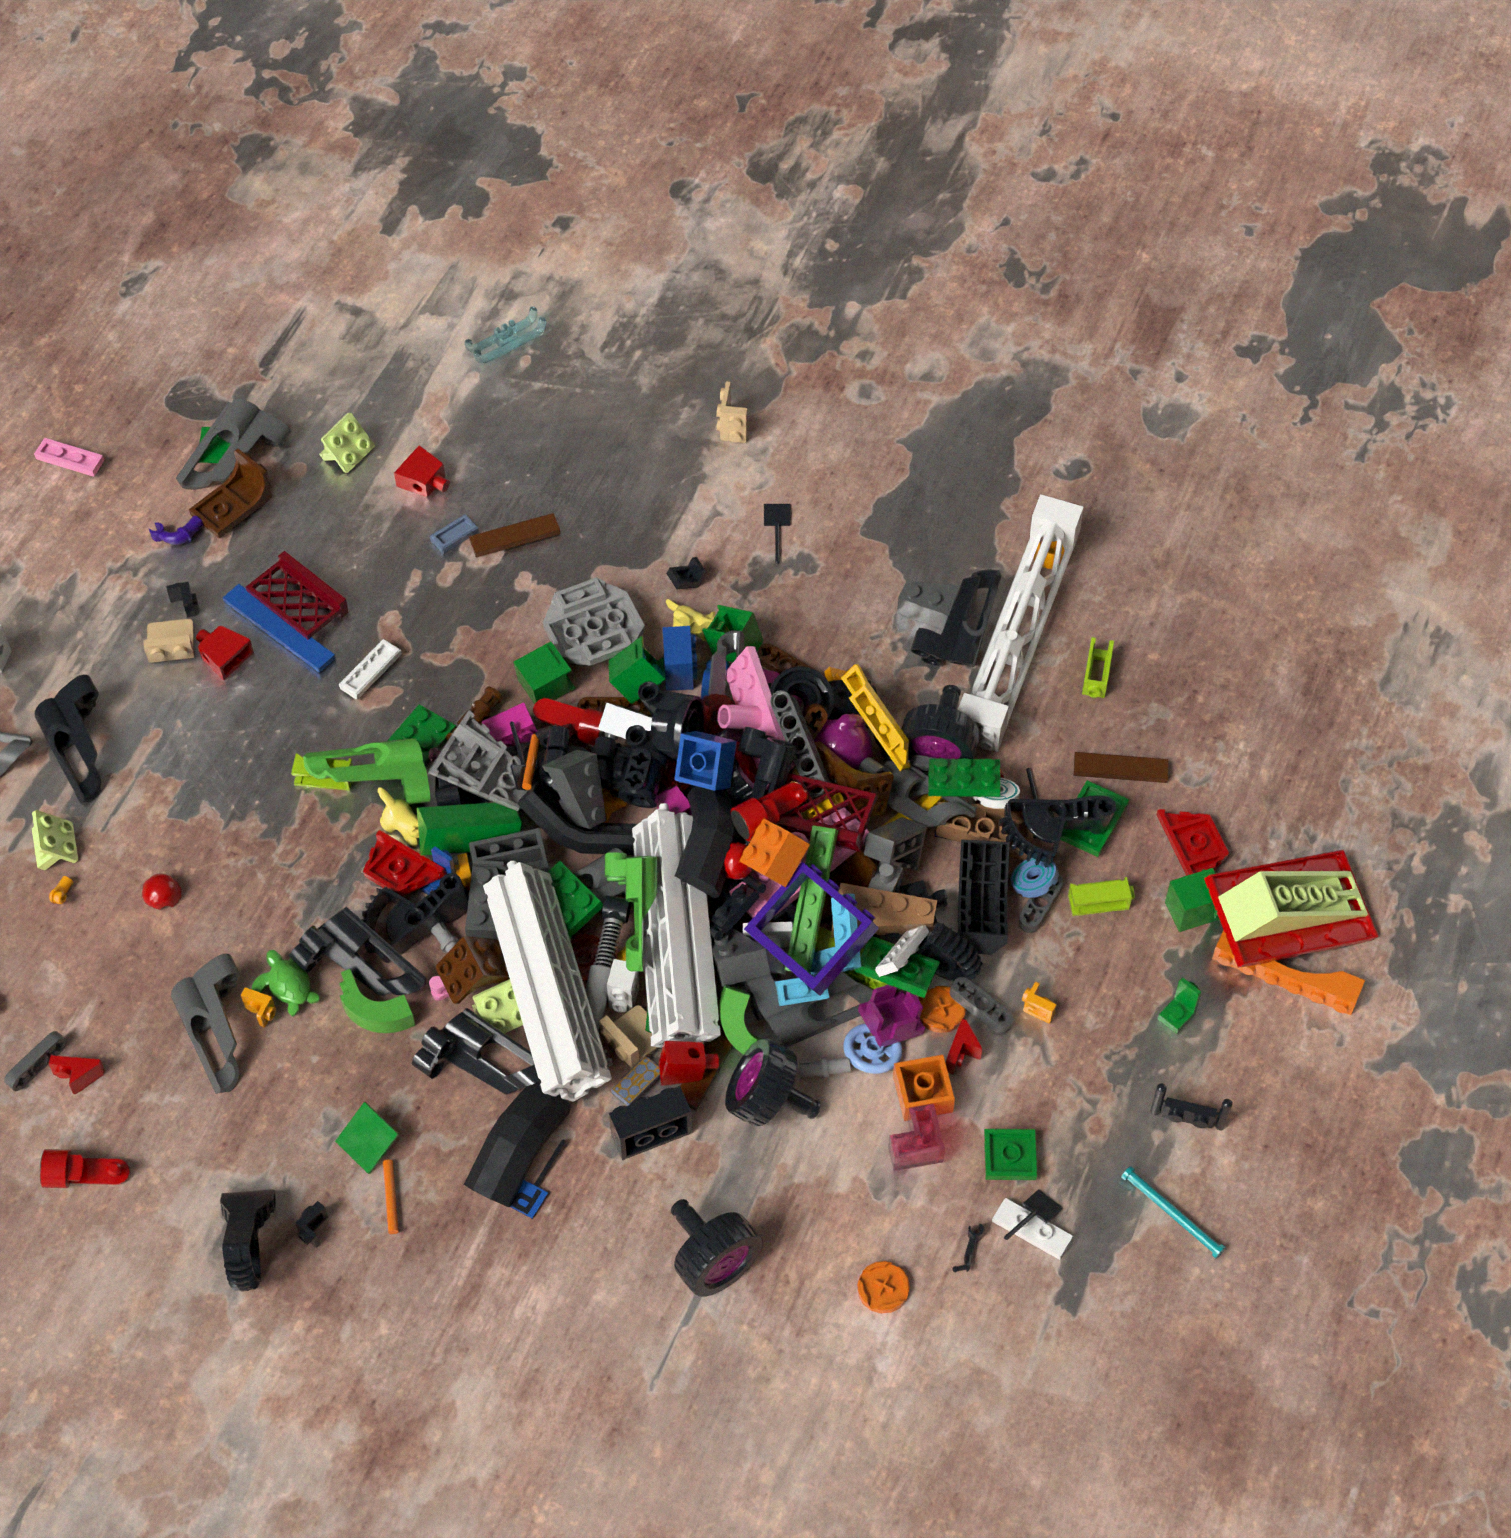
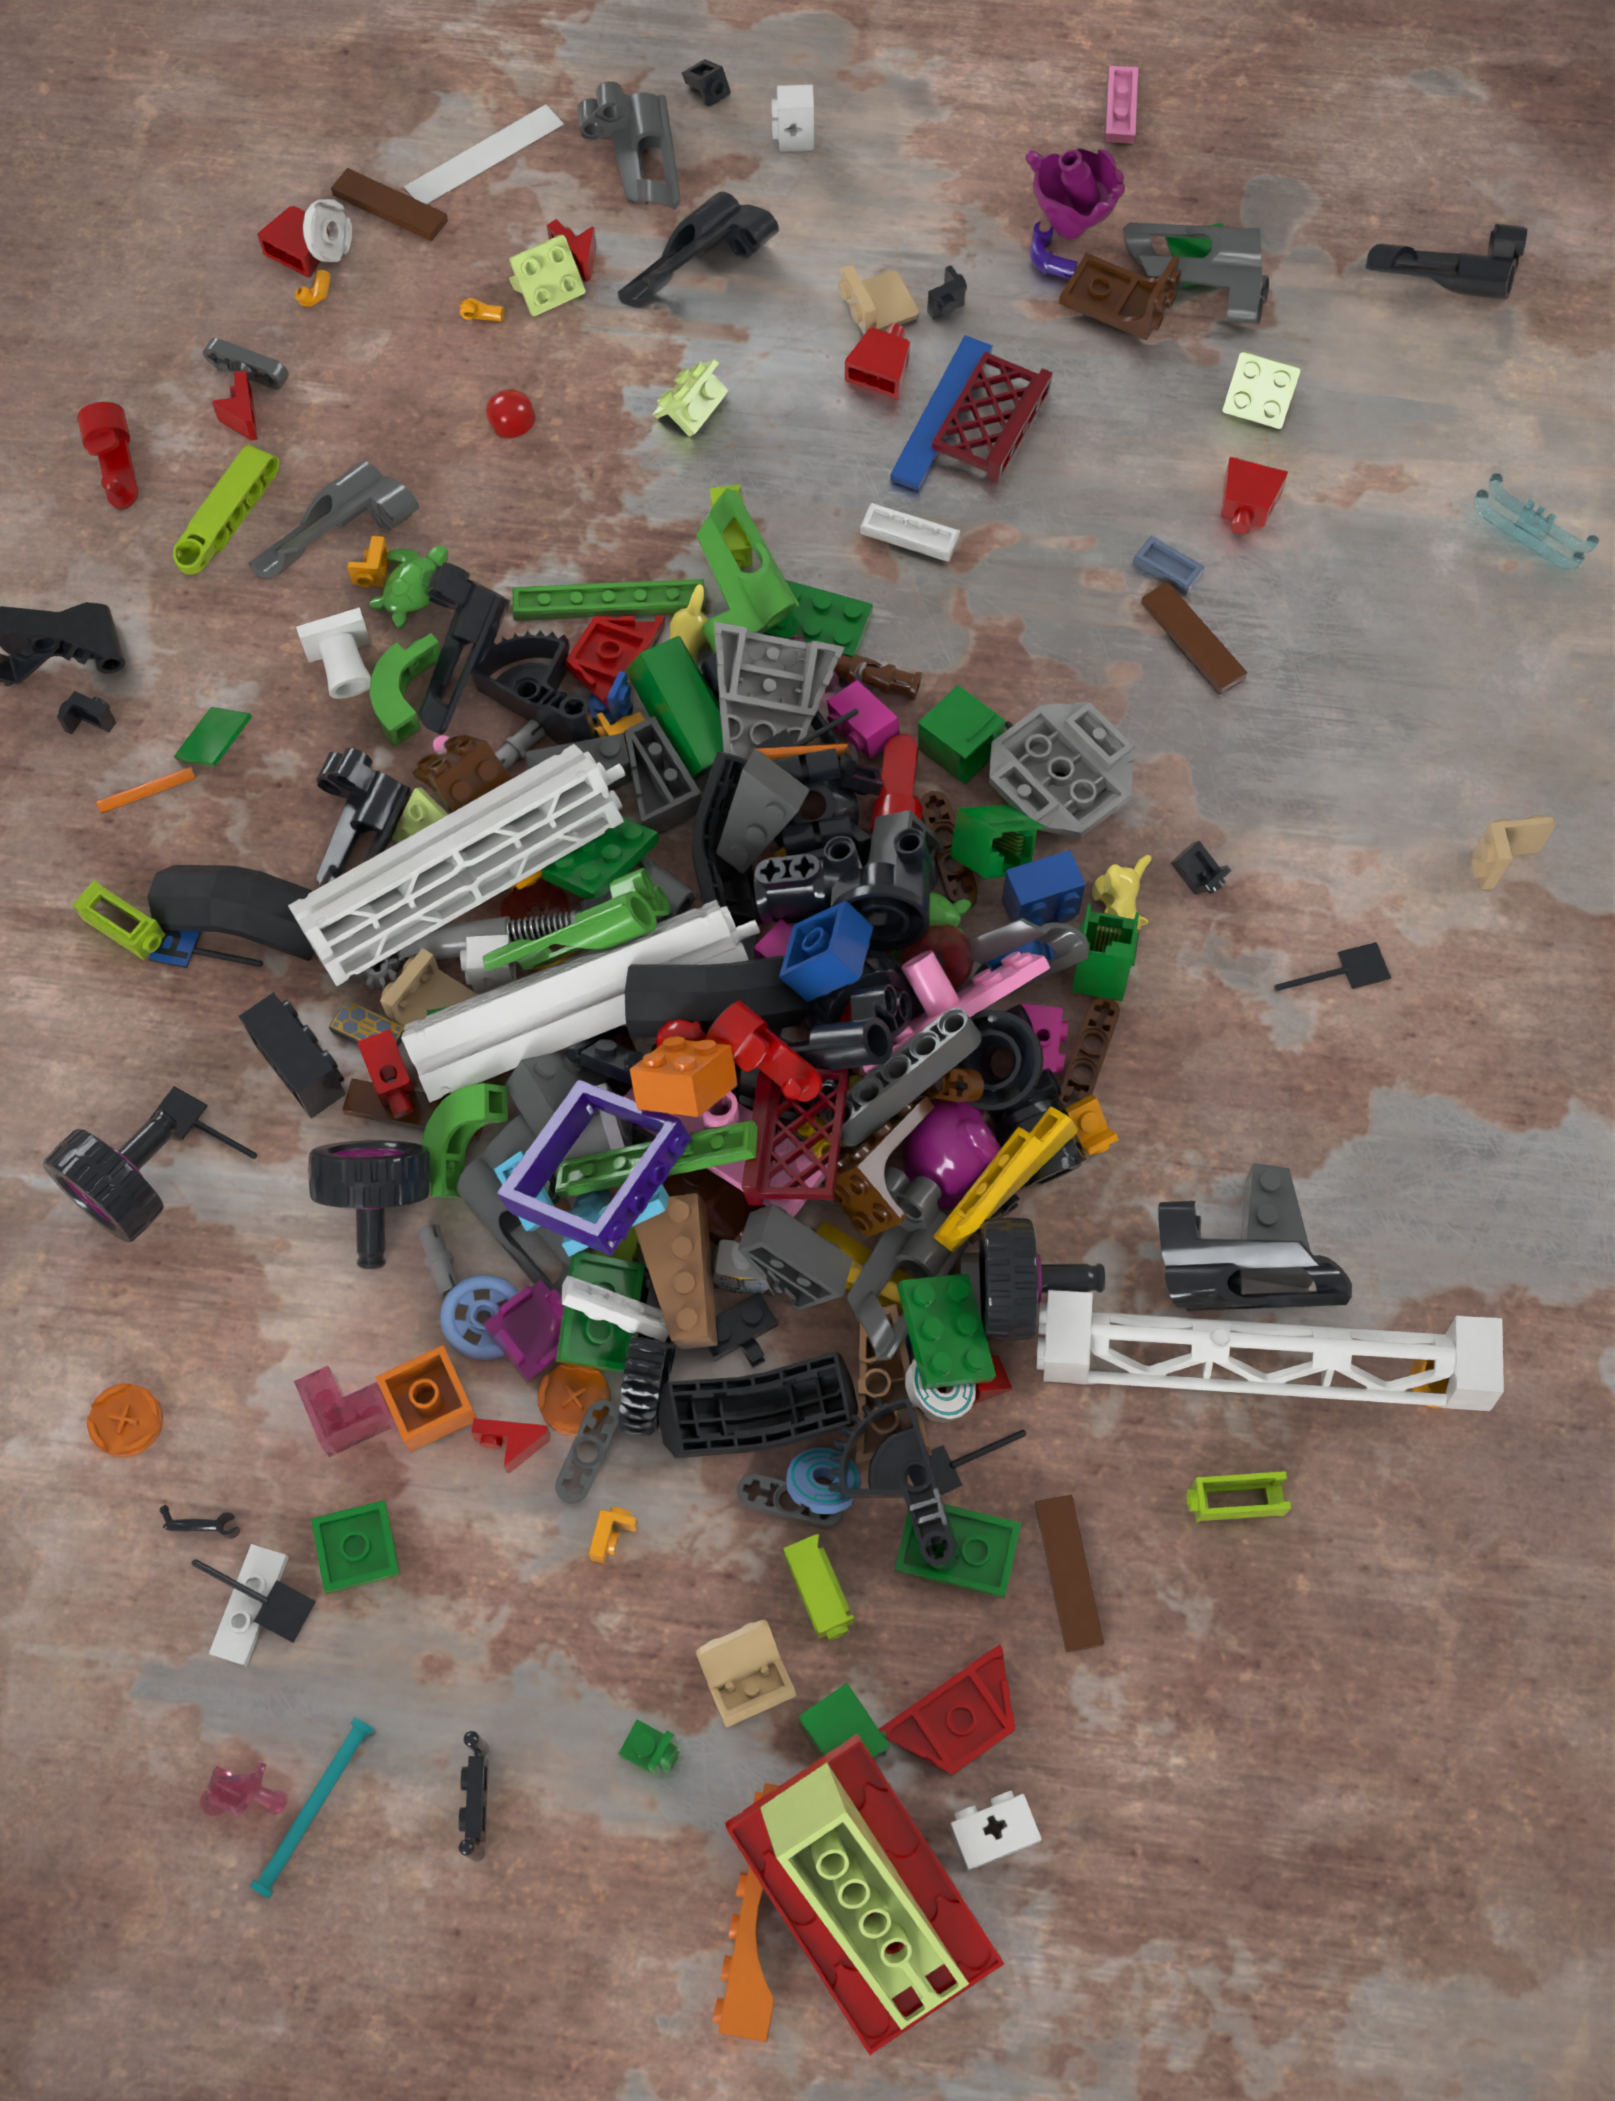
camera: 75 degrees right, 10 degrees up
(23, 822) = (581, 246): none -> red slope
(139, 495) = (1076, 188): none -> magenta piece
(166, 1098) = (225, 509): none -> lime piece
(200, 771) = (692, 397): none -> yellowish green bracket
(305, 302) = (1476, 274): none -> black panel
(333, 1036) = (336, 642): none -> white plant
(348, 860) = (603, 599): none -> bright green tile
(503, 1234) = (141, 941): none -> lime window
(659, 1215) = (186, 1112): none -> black piece
(1148, 945) = (745, 1672): none -> tan bracket
(1157, 1249) = (236, 1792): none -> clear pink piece
(1265, 839) = (1018, 1831): none -> white brick

